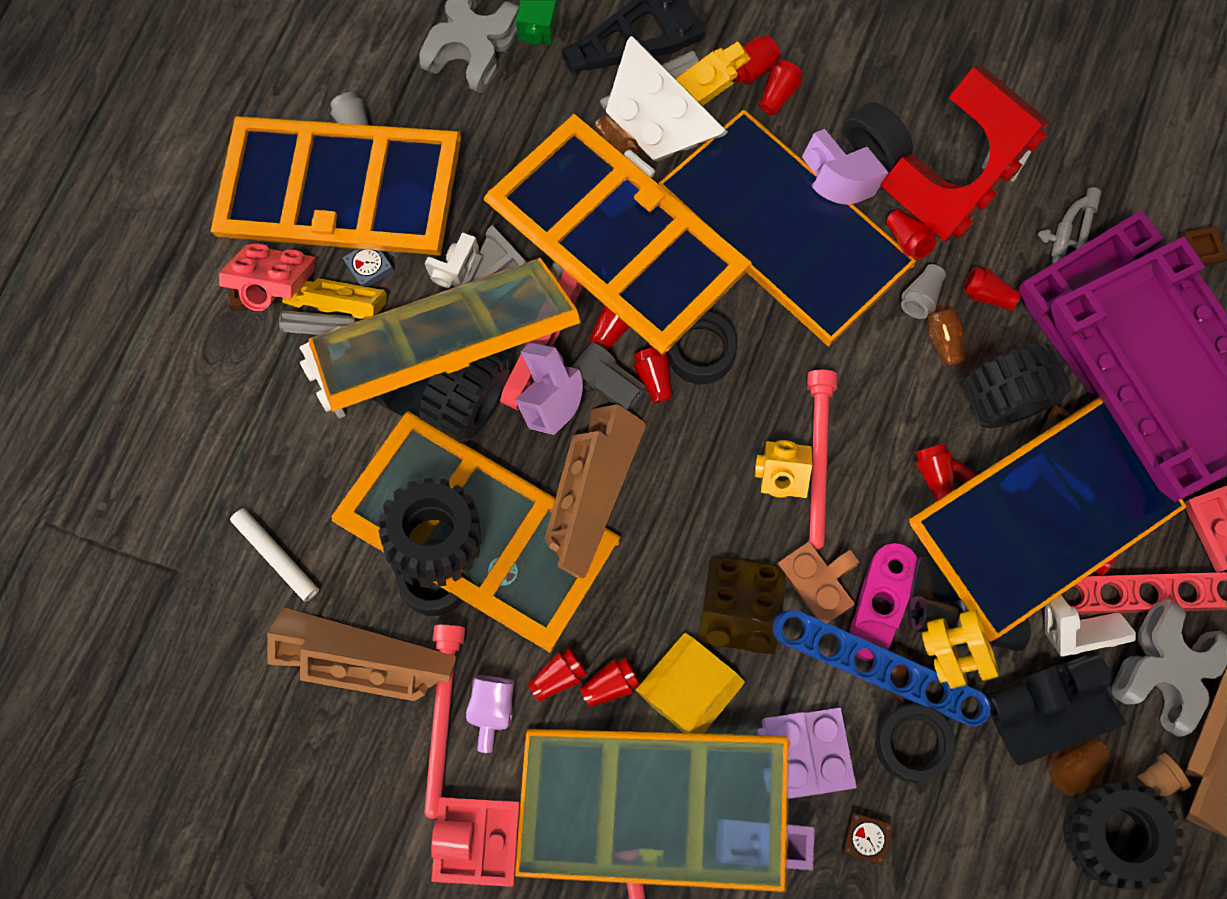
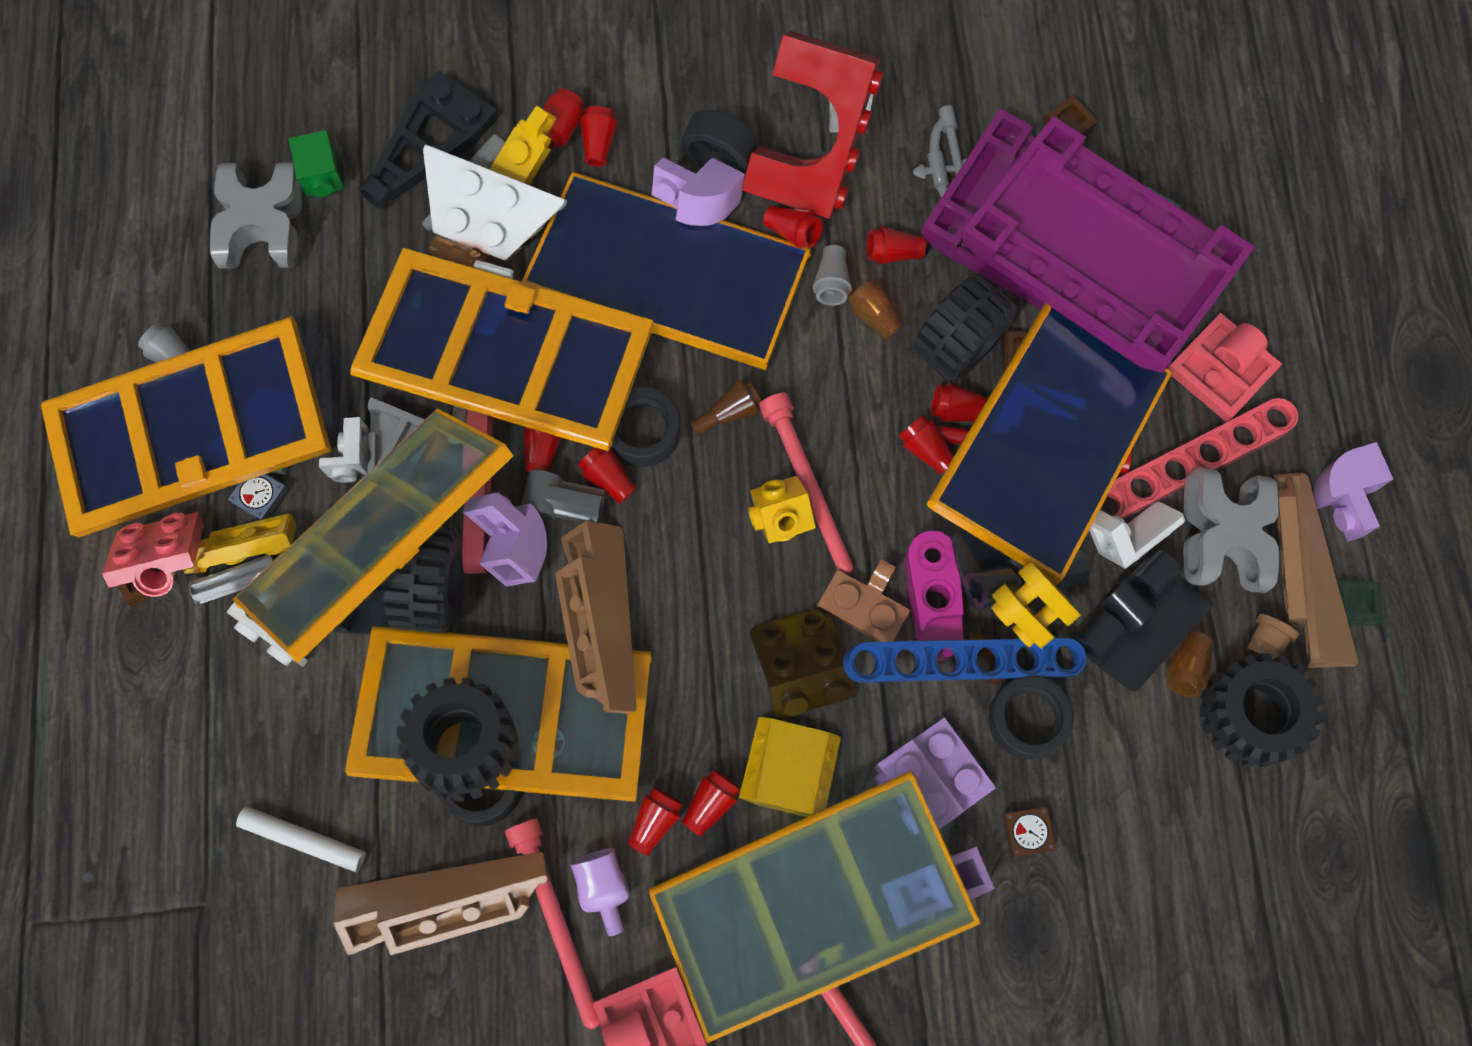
camera: 30 degrees left, 0 degrees up
(788, 364) = (735, 404): none -> reddish brown cone
(979, 447) = (956, 403): none -> red cone

